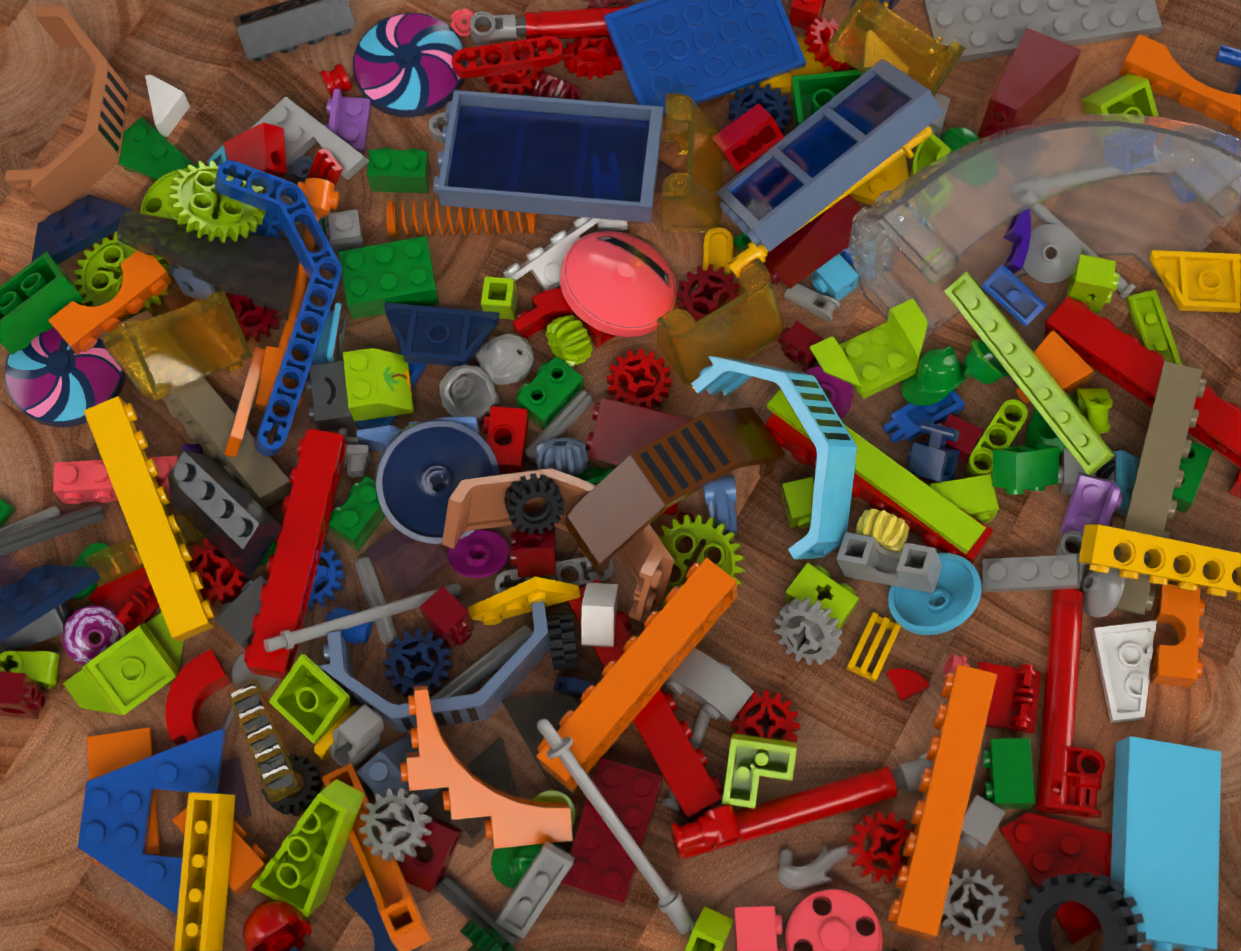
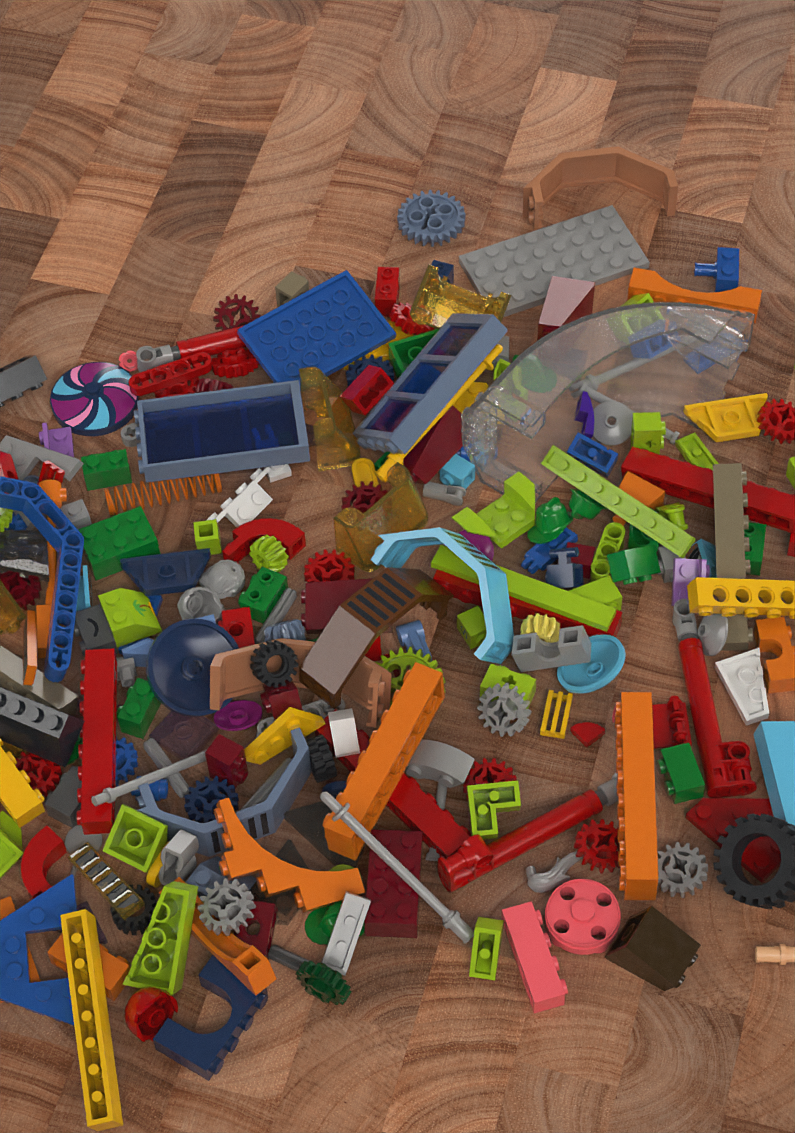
camera: 15 degrees left, 15 degrees down
(335, 79) = (39, 417): red wheel -> none
(617, 283) = (294, 508): coral dish -> none
(796, 344) = (442, 518): dark red brick -> none
(979, 823) = (669, 812): light grey brick -> none
(1031, 573) = (658, 635): light grey plate -> none

